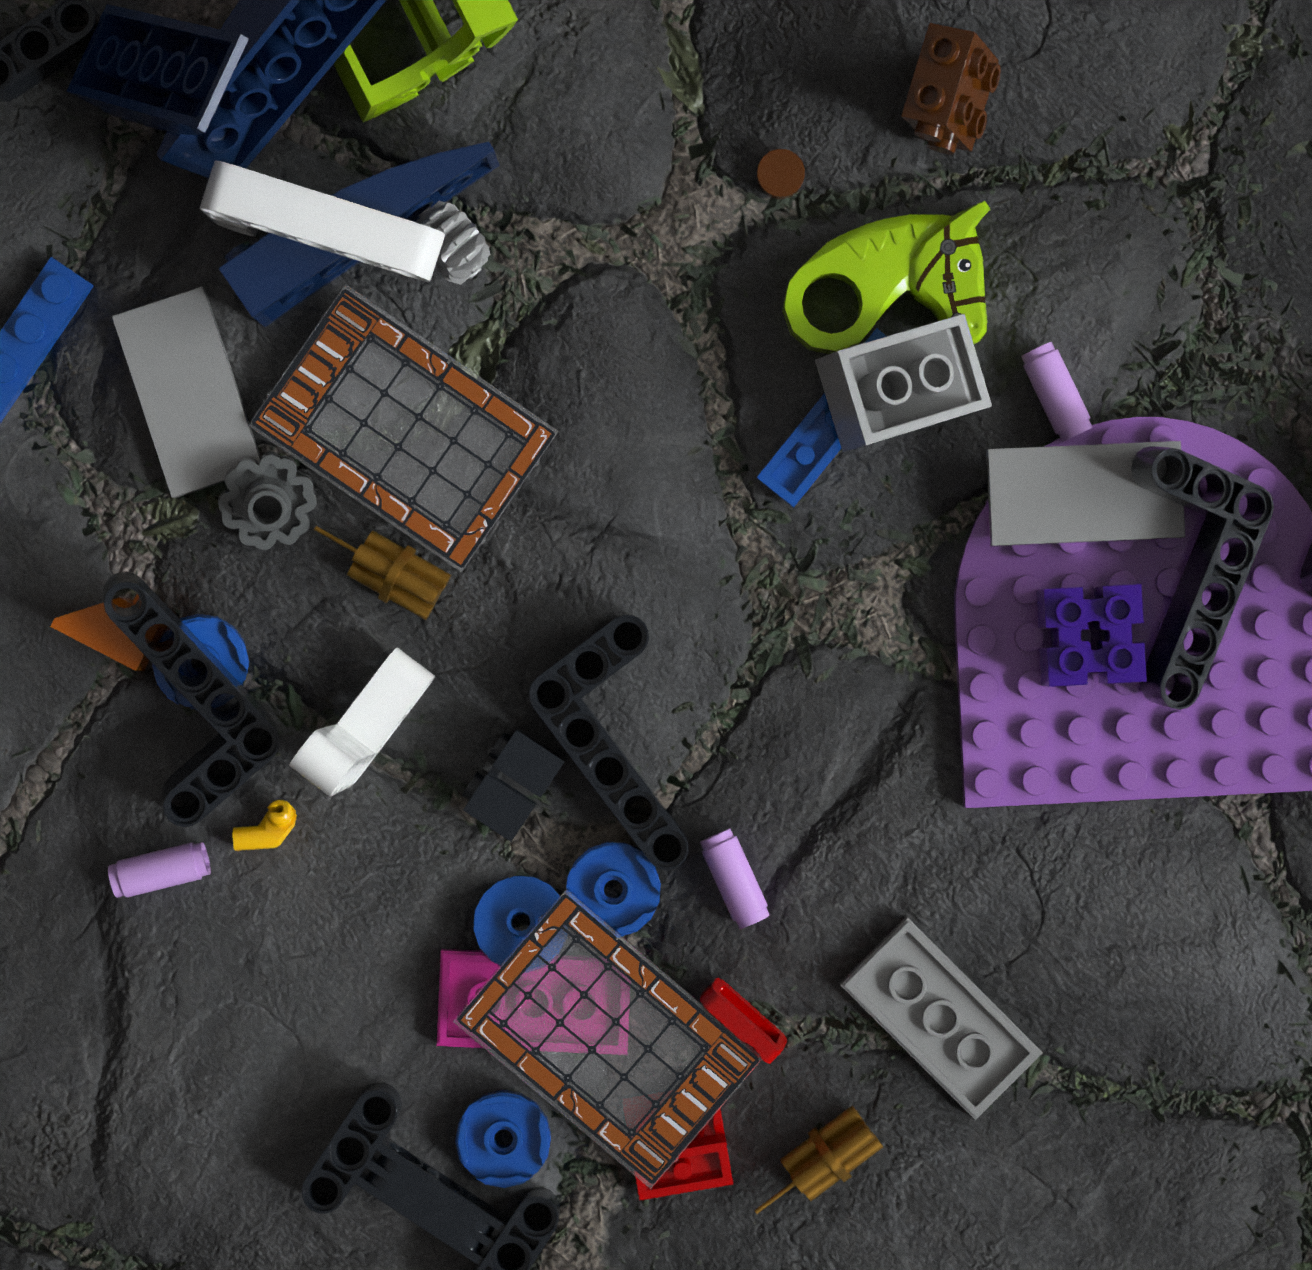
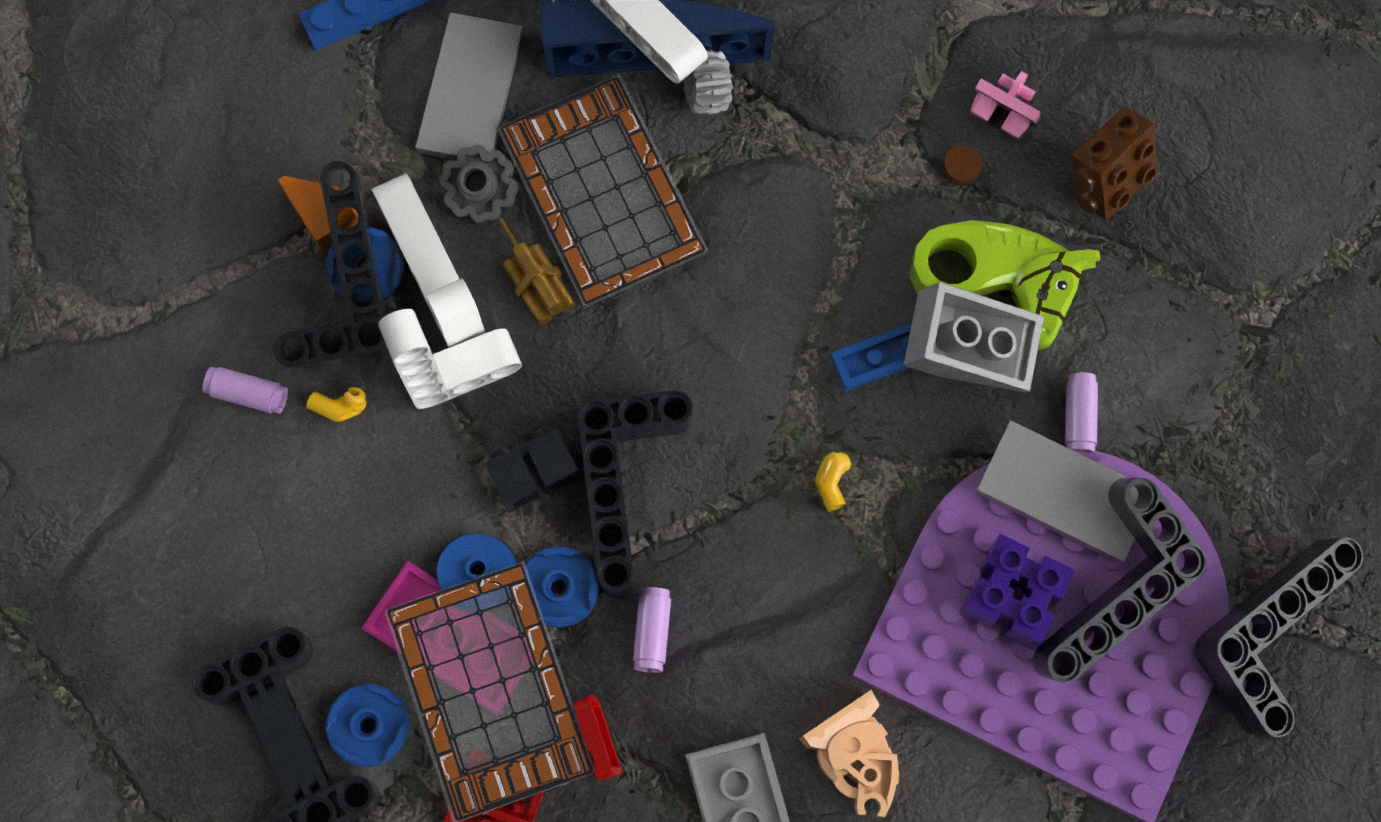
camera: 25 degrees right, 15 degrees down
(326, 661) = (428, 261): none -> white beam
(813, 77) = (1020, 114): none -> bright pink hips
(827, 612) = (828, 476): none -> yellow arm
(1011, 881) = (857, 747): none -> light nougat piece

